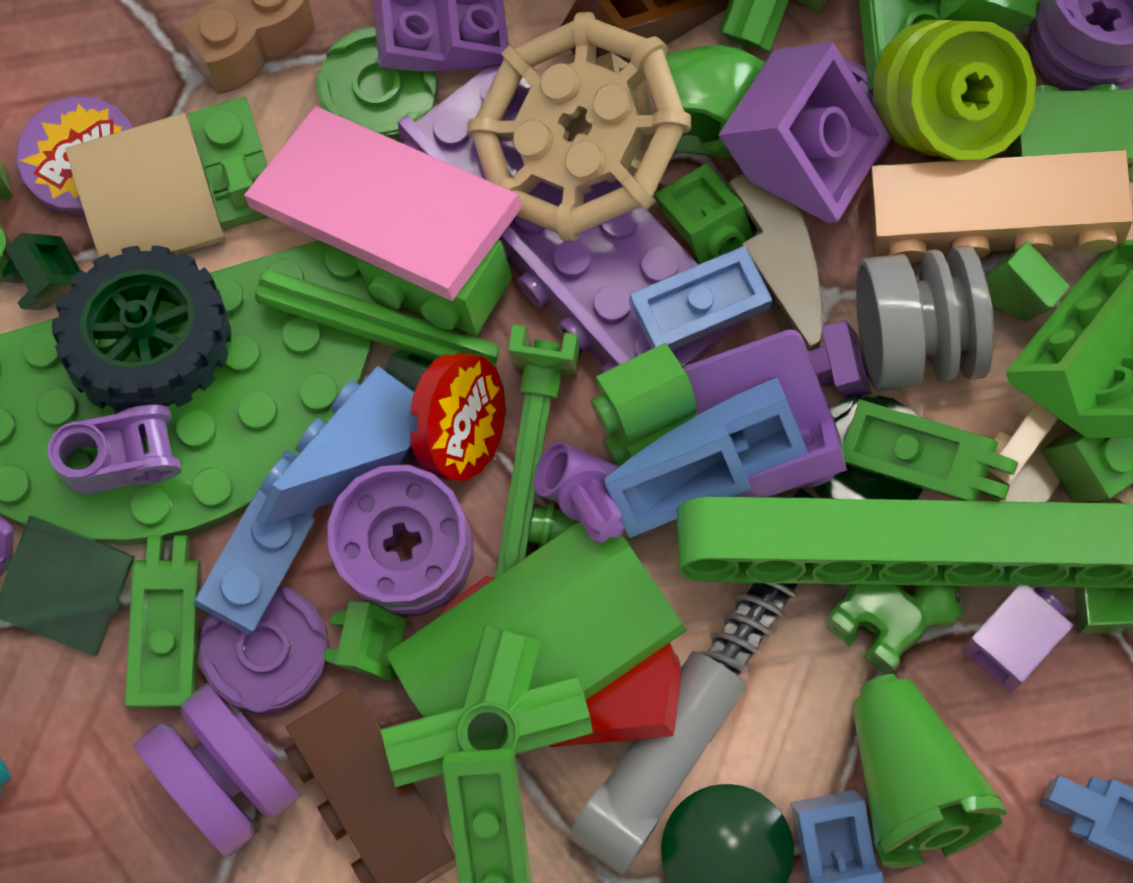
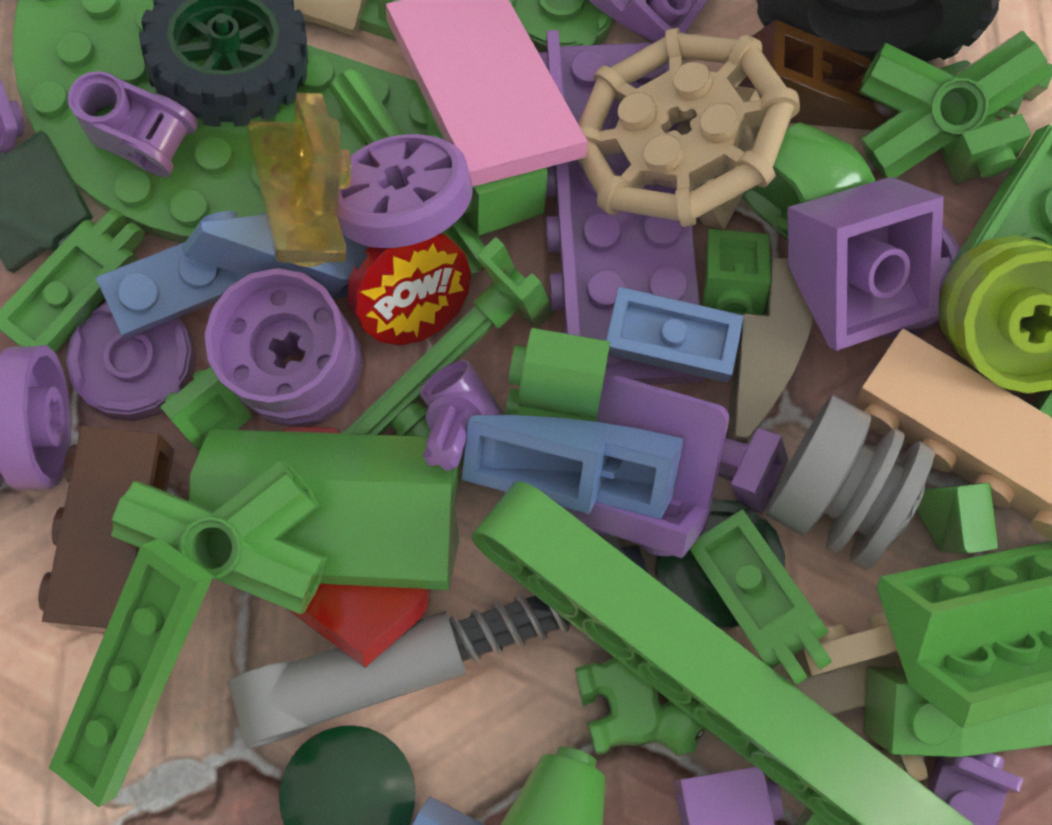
camera: 35 degrees right, 0 degrees up
(318, 389) = (300, 182): none -> clear yellow bracket
(413, 371) = (404, 191): none -> medium lavender wheel

